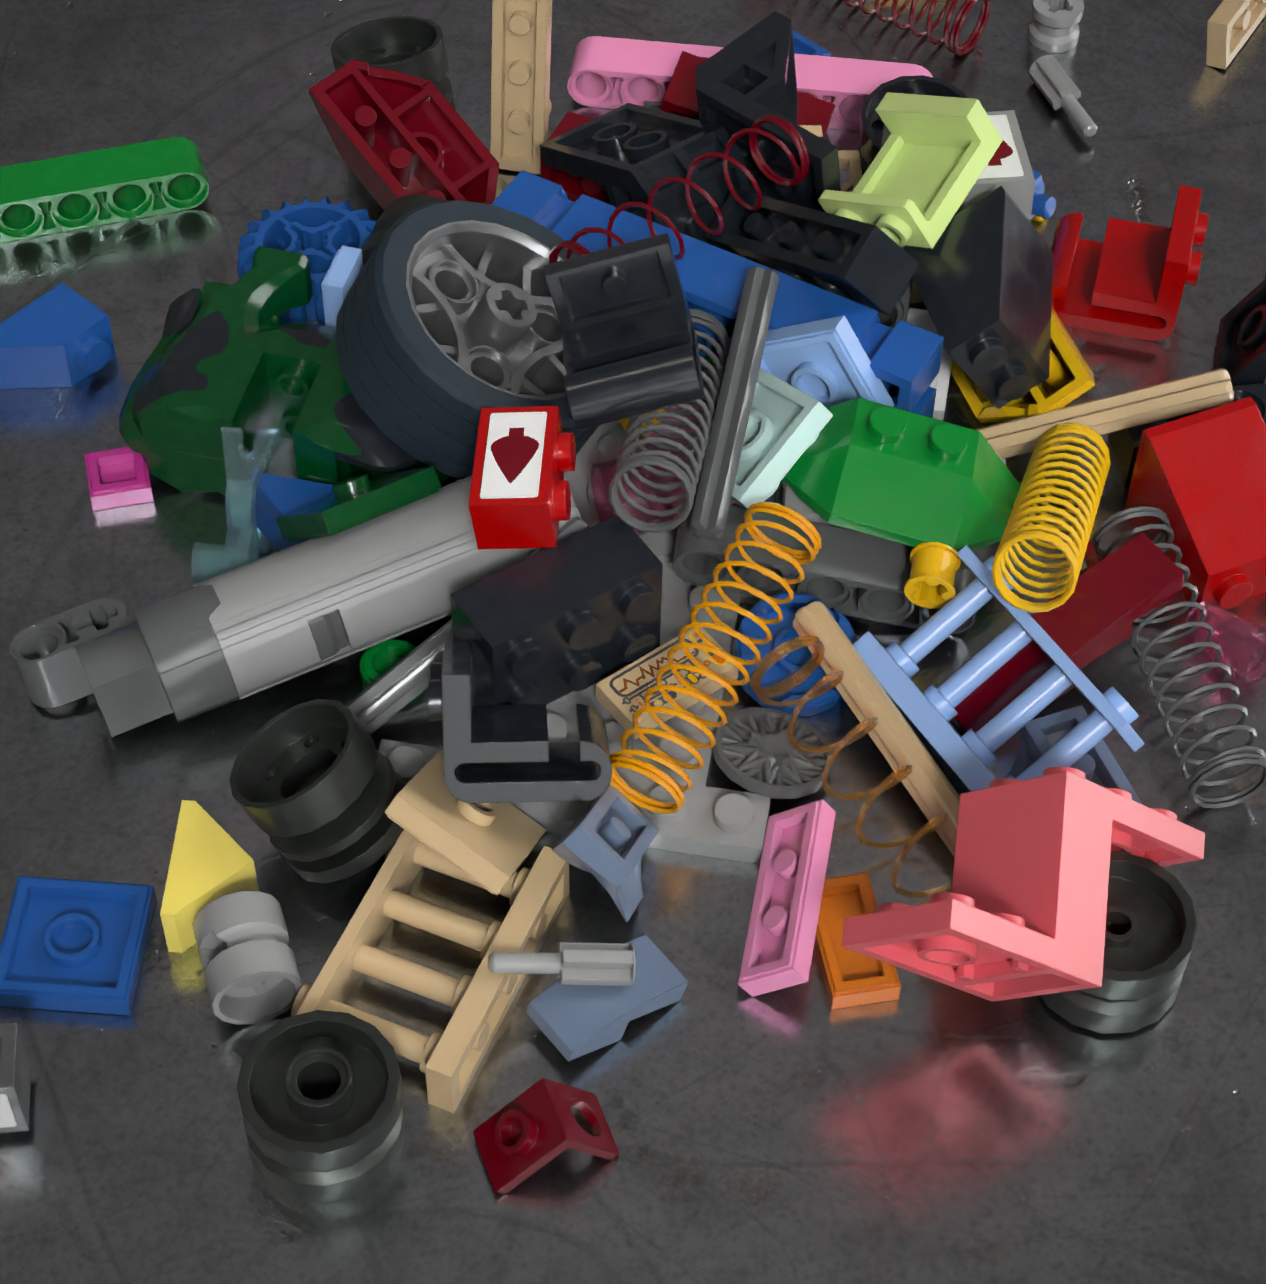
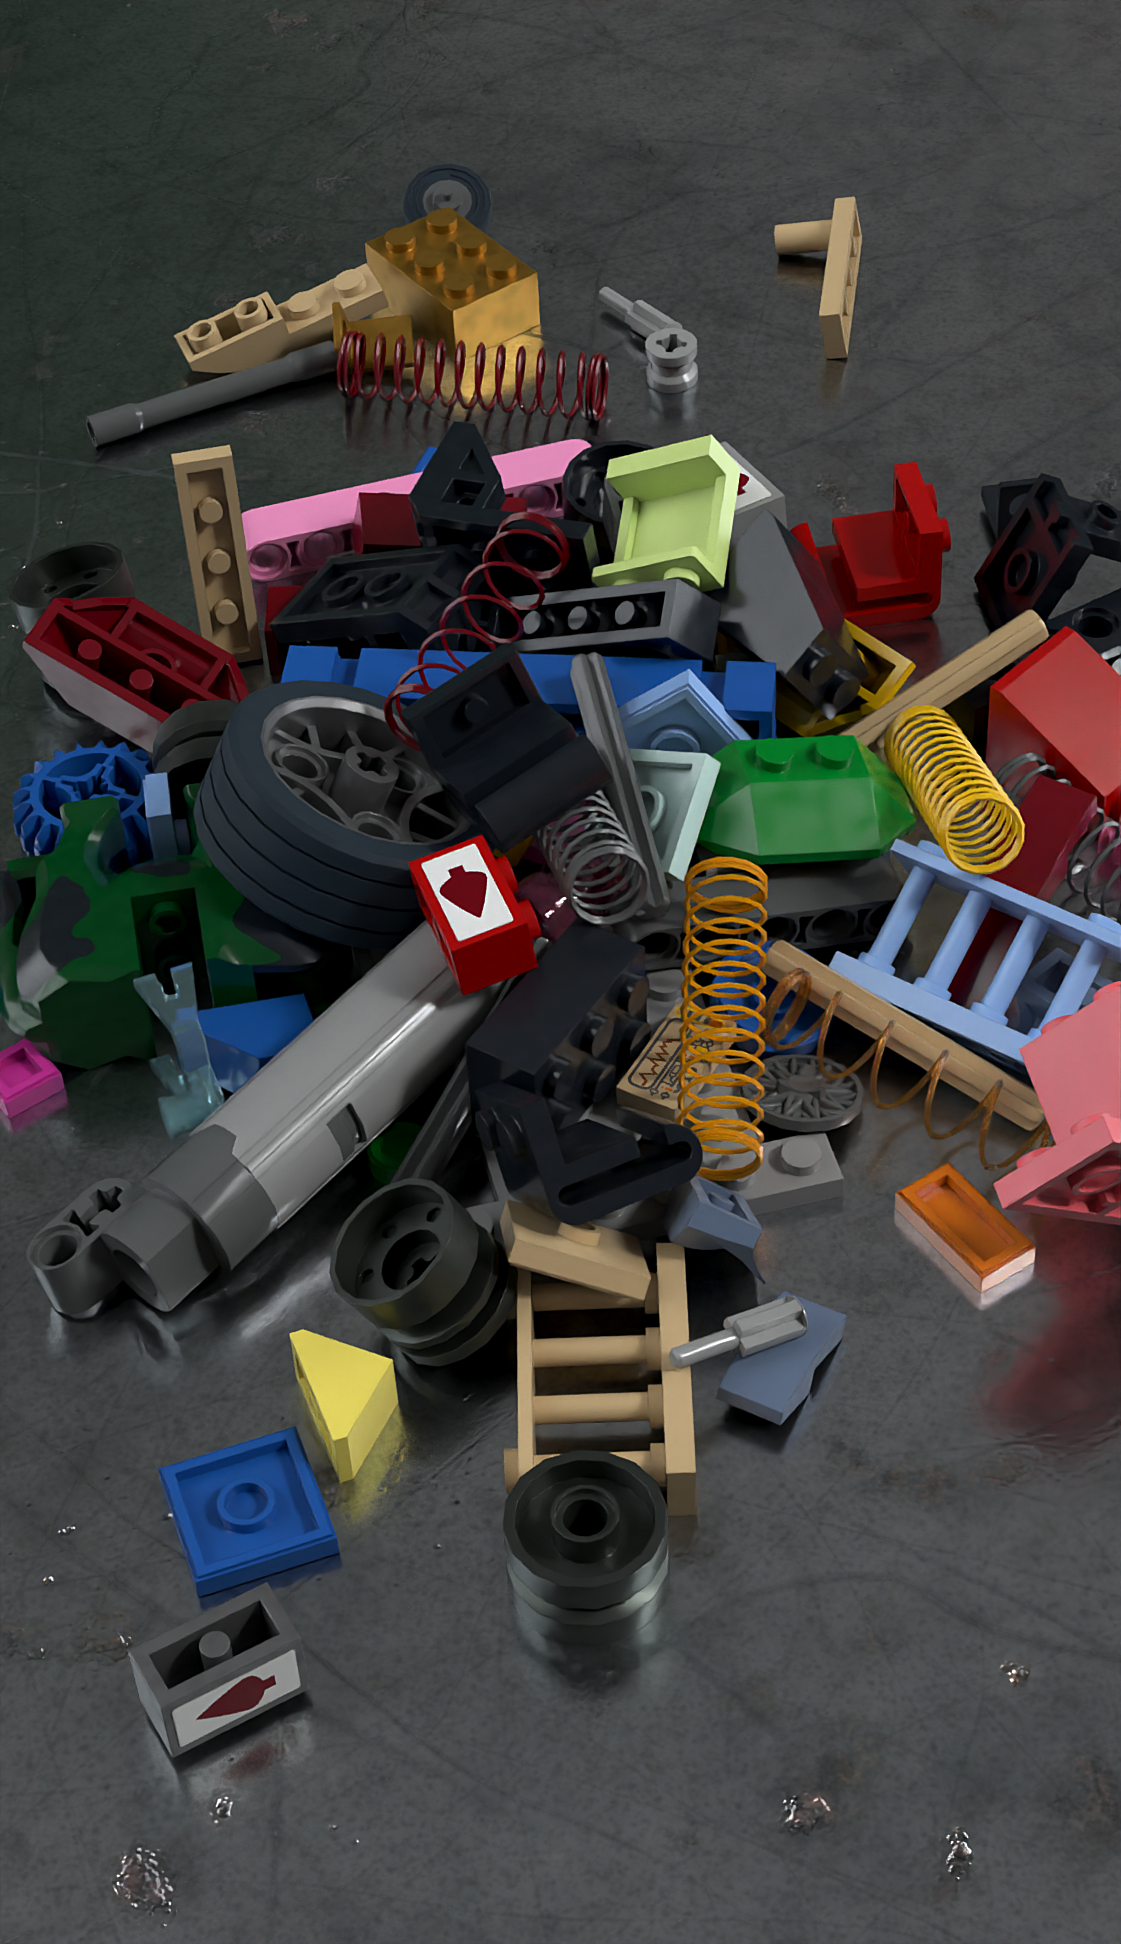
camera: 20 degrees left, 5 degrees down
(246, 957) = (433, 1450): light grey wheel -> none
(358, 502) = (309, 1002): dark green plate -> none
(537, 1130) = (789, 1497): dark red bracket -> none
(787, 899) = (893, 1211): bright pink tile -> none
(932, 575) = (870, 879): yellow axle -> none
(1061, 92) = (710, 420): light grey axle -> none

